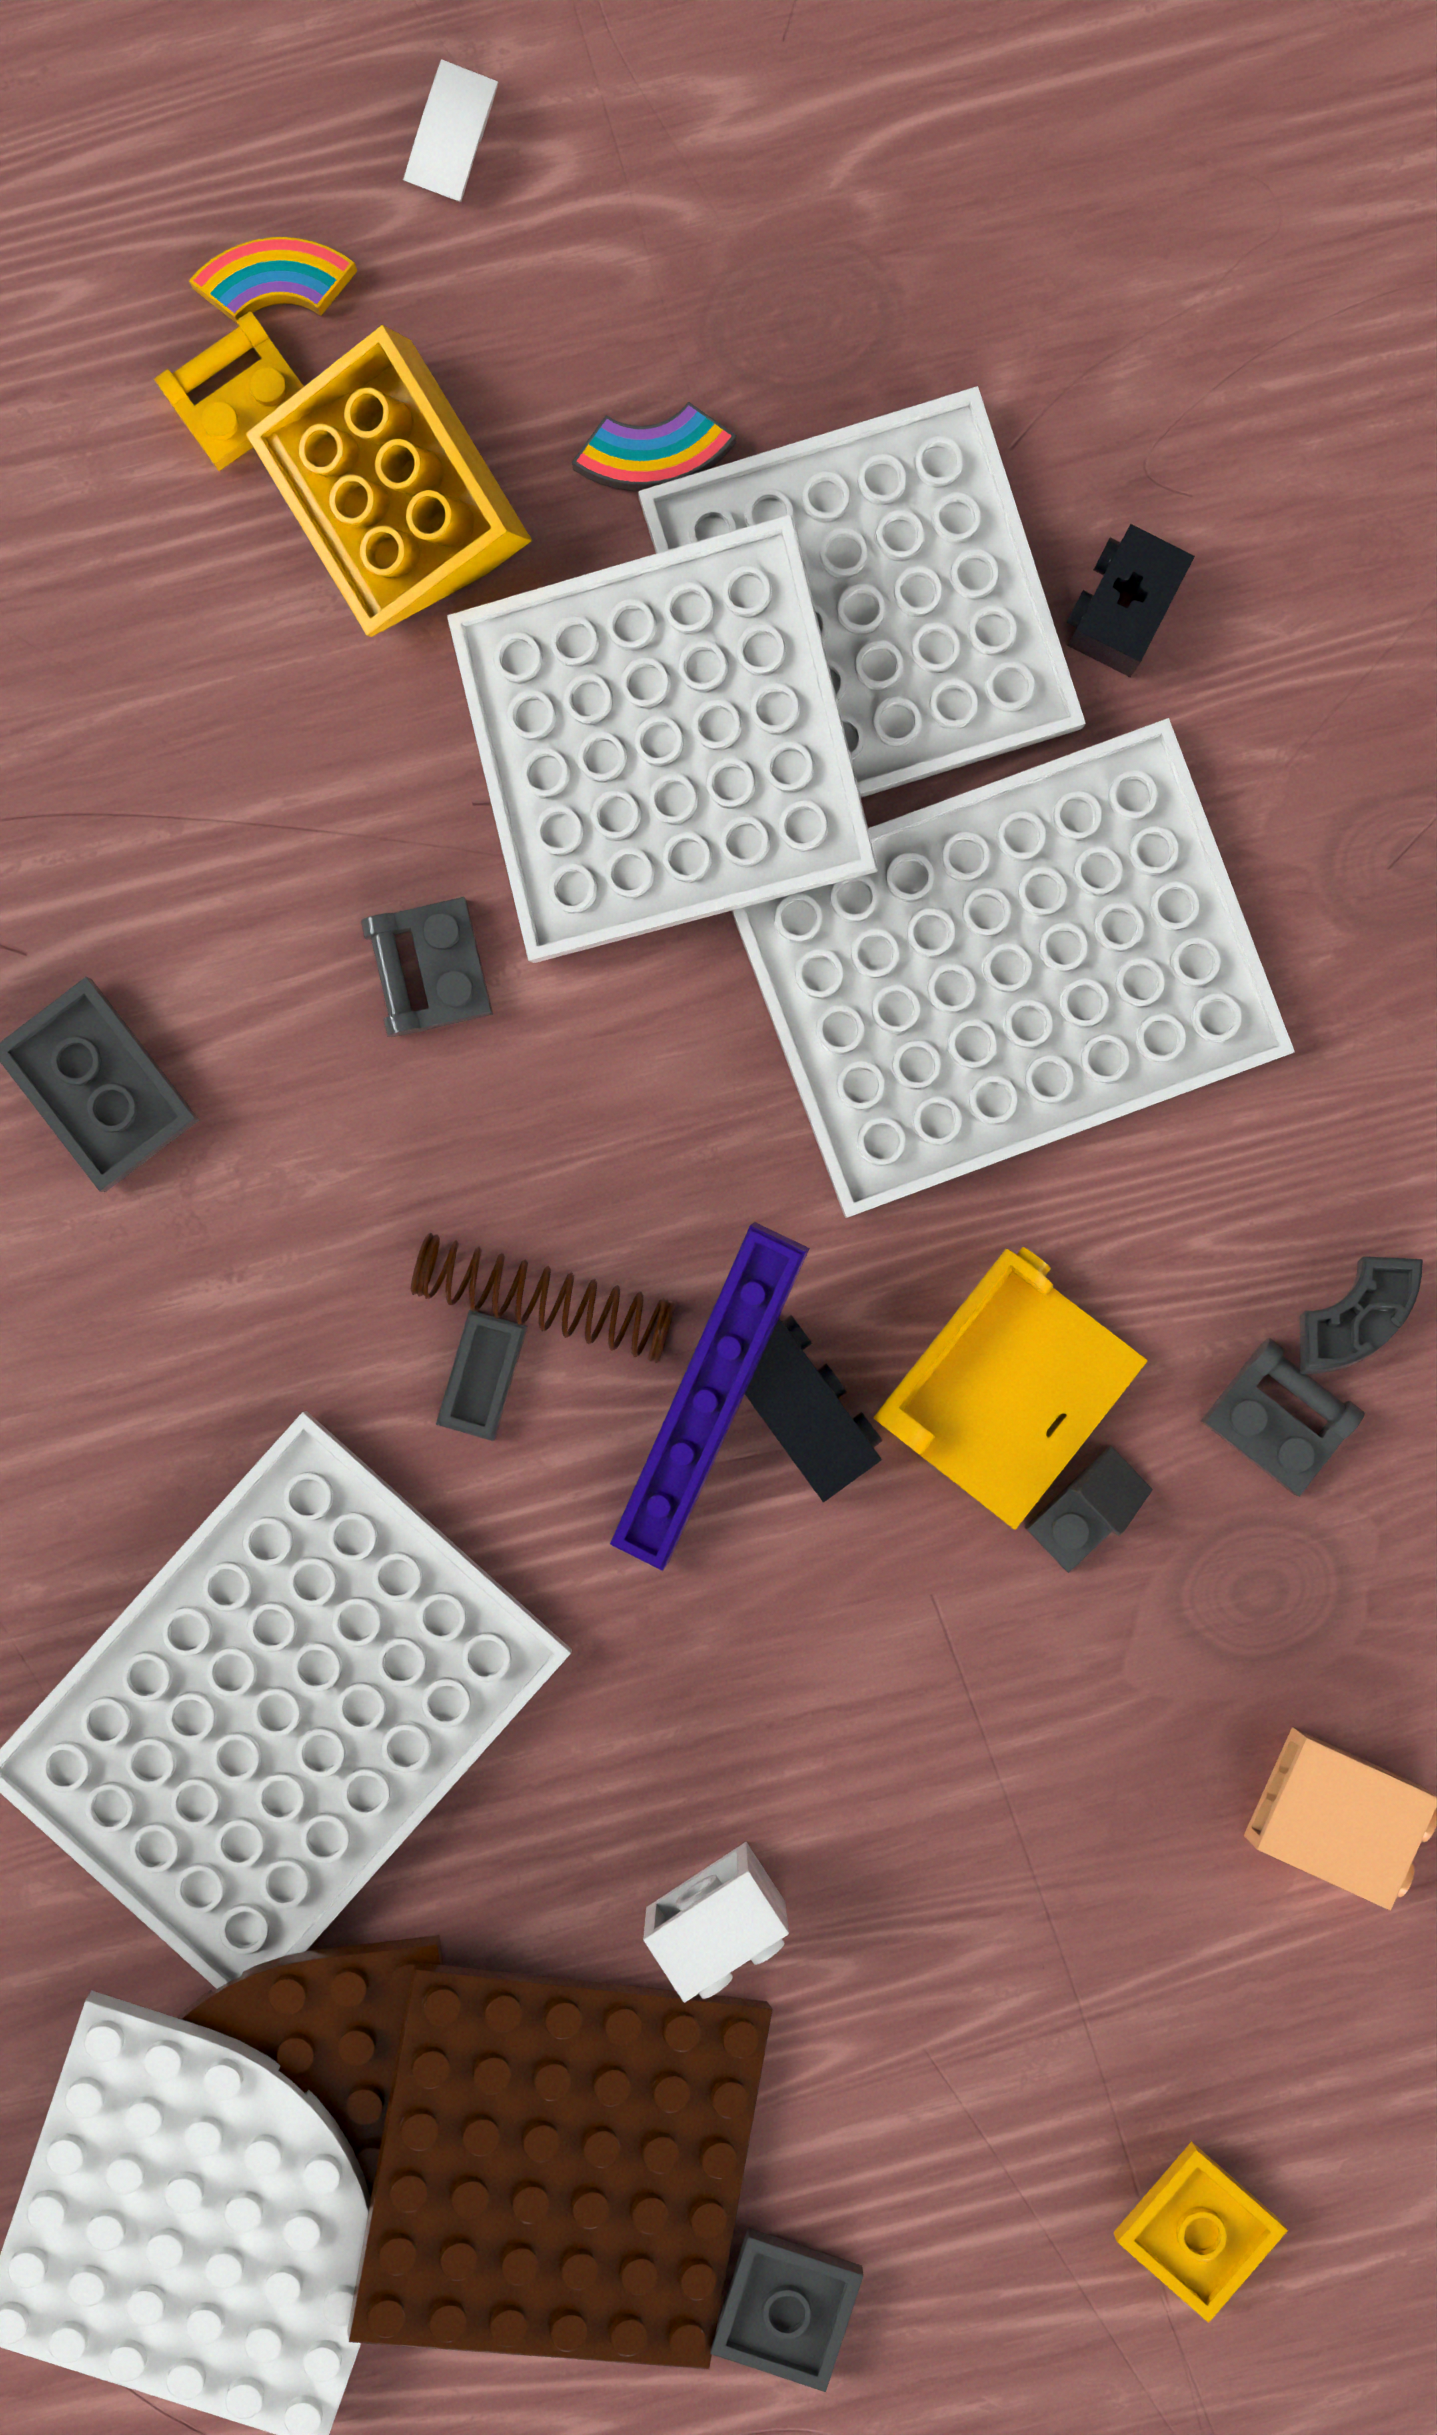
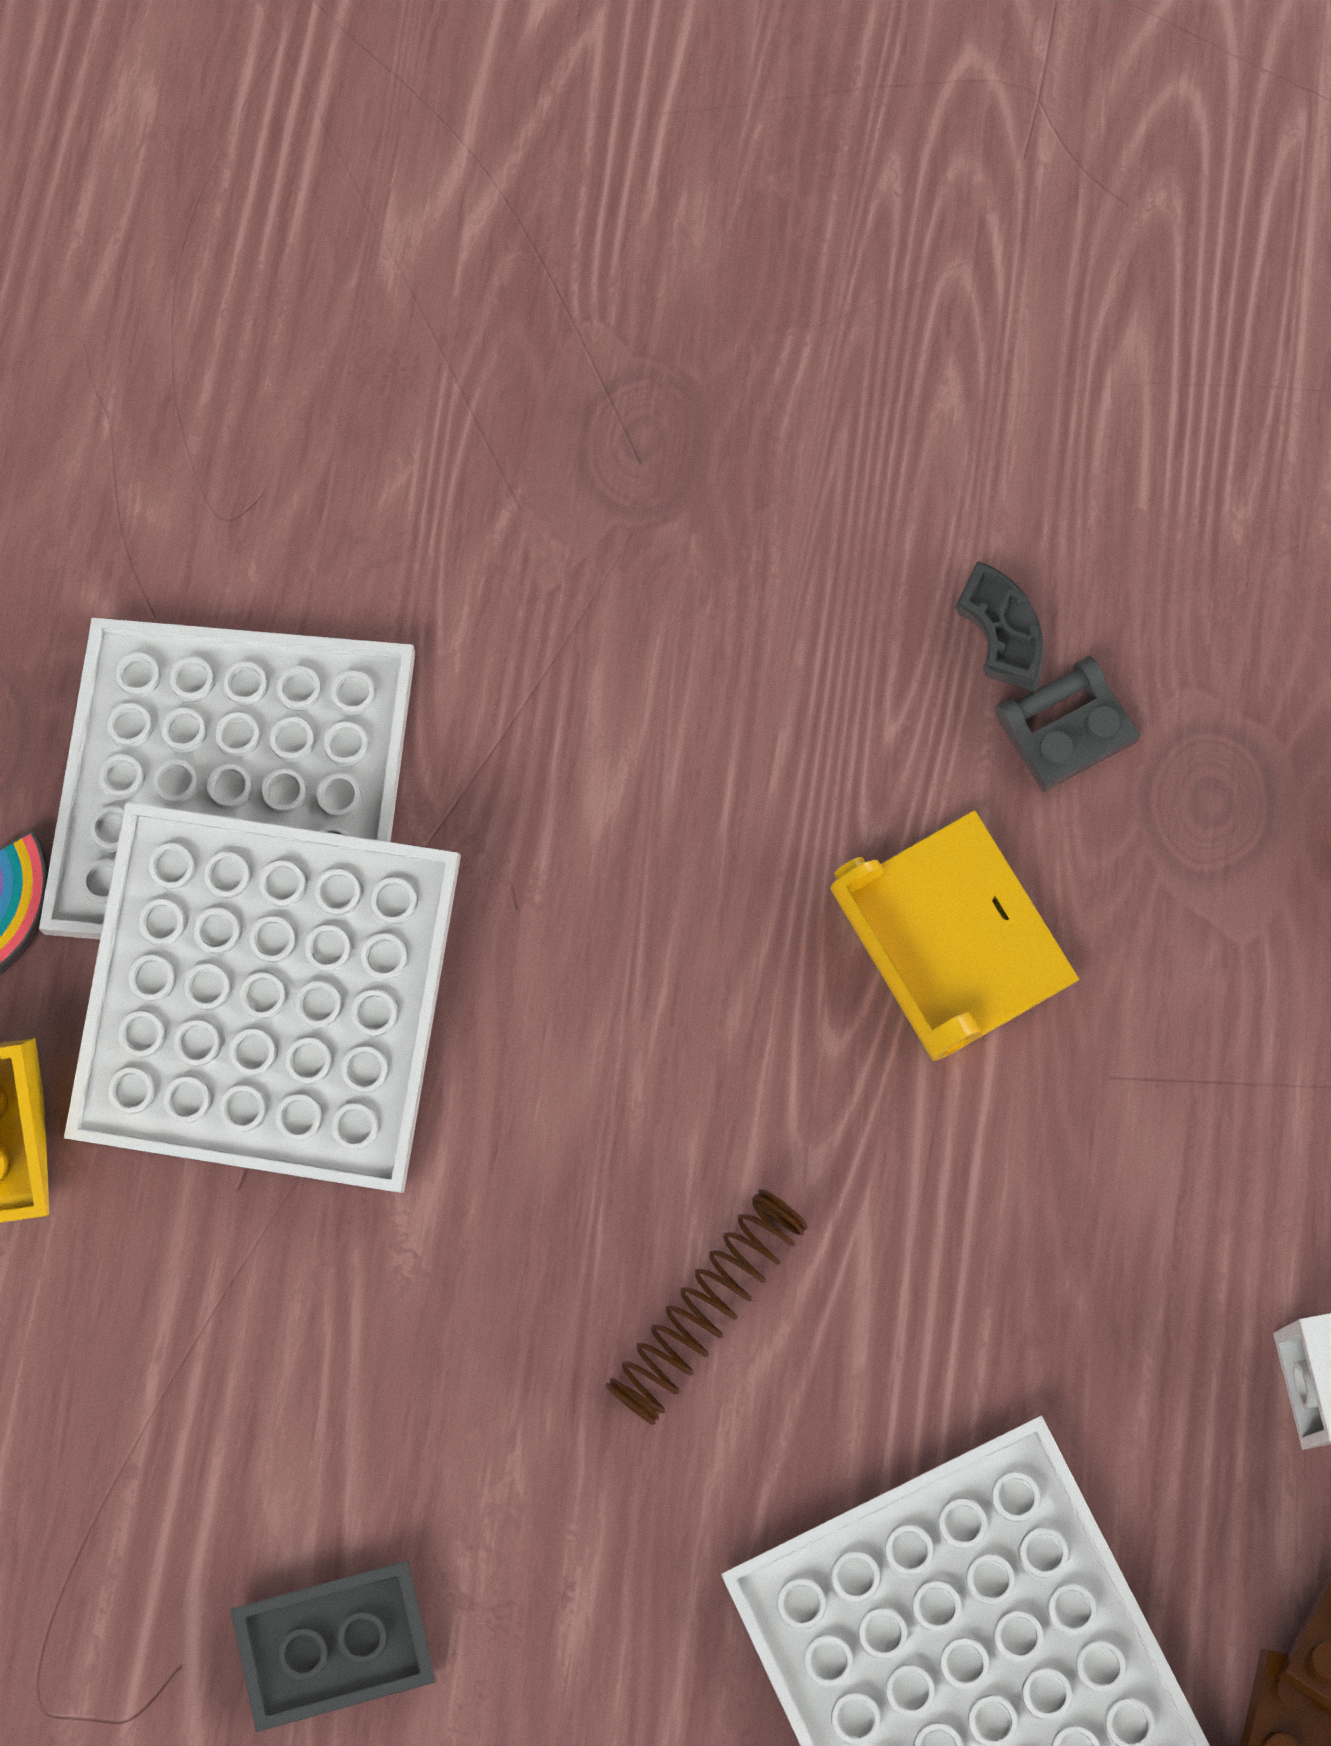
camera: 60 degrees left, 15 degrees down
(446, 961) = (365, 1270): dark grey plate -> none
(481, 1375) = (754, 1395): dark grey tile -> none
(709, 1395) = (858, 1190): dark purple tile -> none
(806, 1413) = (896, 1117): black brick -> none
(1014, 971) = (596, 791): white plate -> none
(1089, 1509) = (1084, 911): dark grey slope -> none
(1150, 572) = (318, 544): black brick -> none

